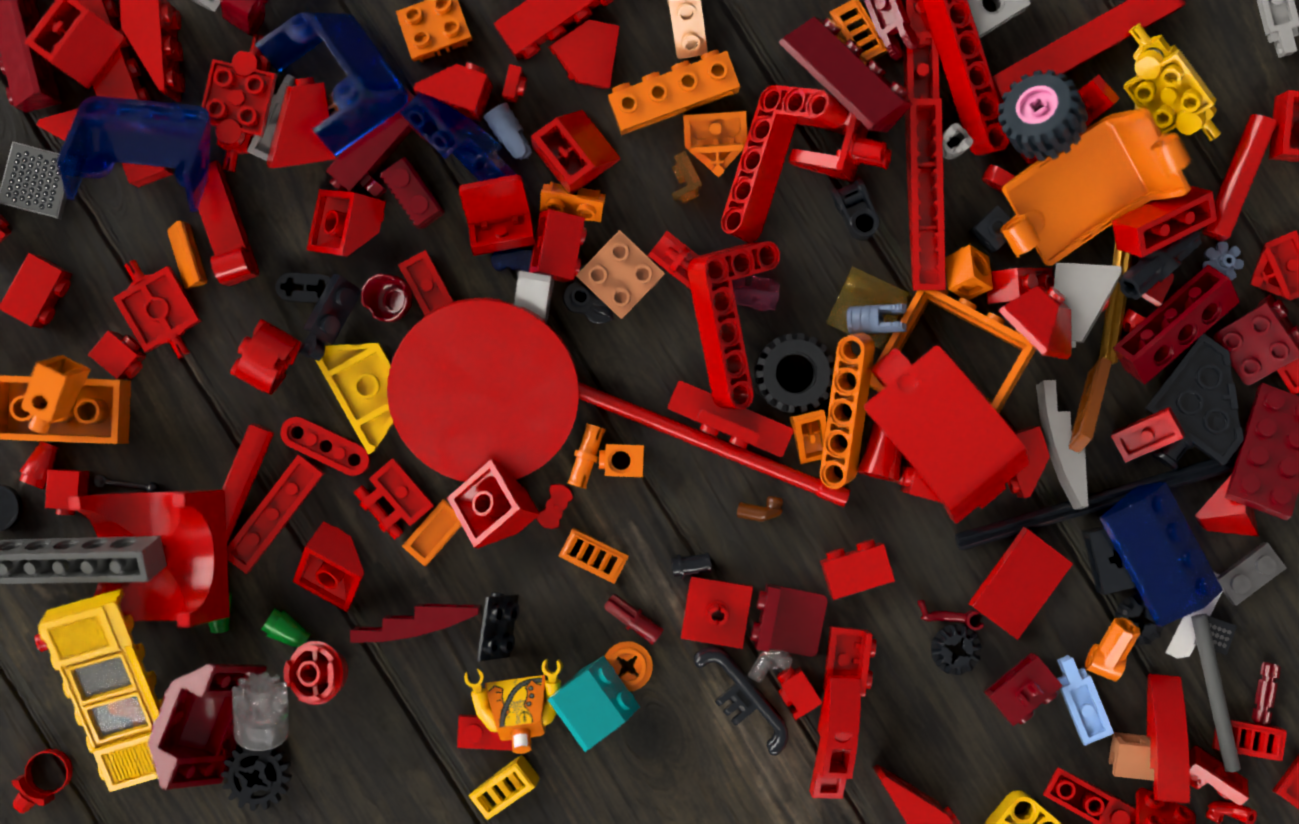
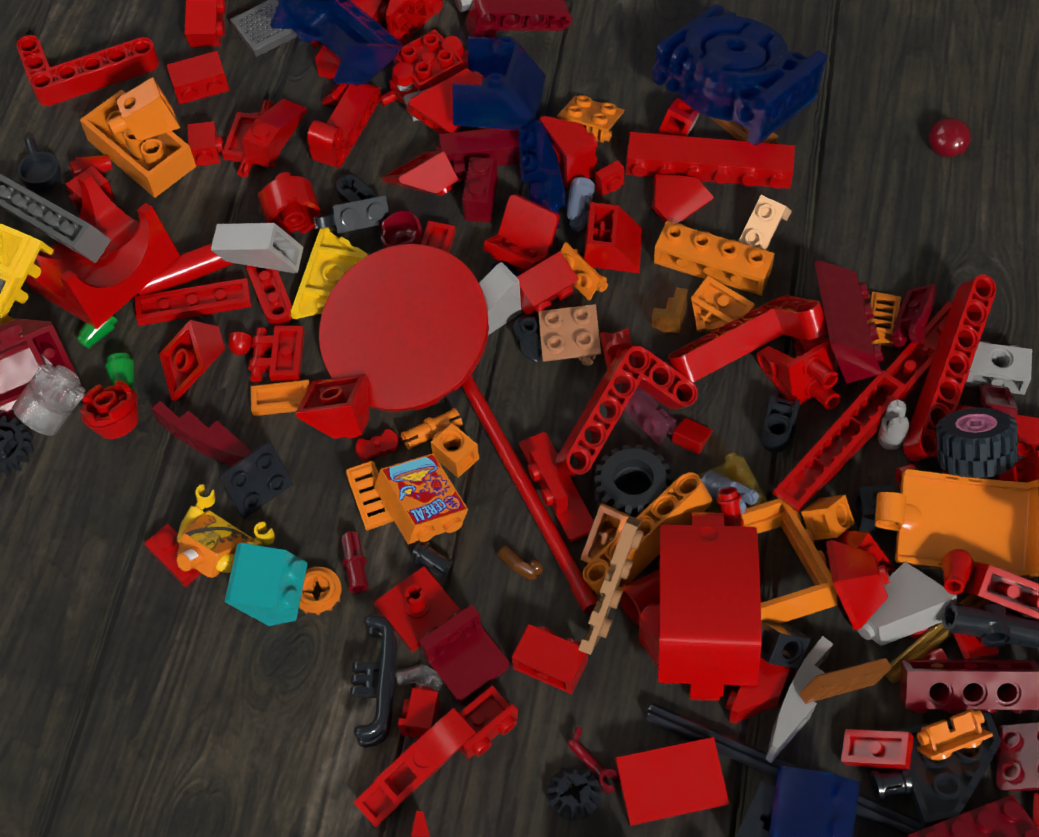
camera: 50 degrees right, 30 degrees down
(172, 292) = (271, 132): none -> red slope
(177, 198) = (335, 95): none -> red slope
(187, 255) = (299, 138): orange slope -> none
(287, 428) = (257, 246): none -> light grey slope
(352, 517) = (239, 343): none -> red hinge
(521, 776) = (165, 602): yellow slope -> none
(642, 528) = (421, 498): none -> brick
(796, 280) = (691, 436): none -> red slope
(864, 486) = (609, 592): none -> medium nougat wing
(893, 335) = (730, 506): none -> red pin
(1017, 46) = (997, 398): none -> dark red tile
(1024, 415) = (783, 644): none -> black brick
(1107, 244) = (957, 569): none -> red cone
(1201, 385) = (939, 741): none -> orange hinge

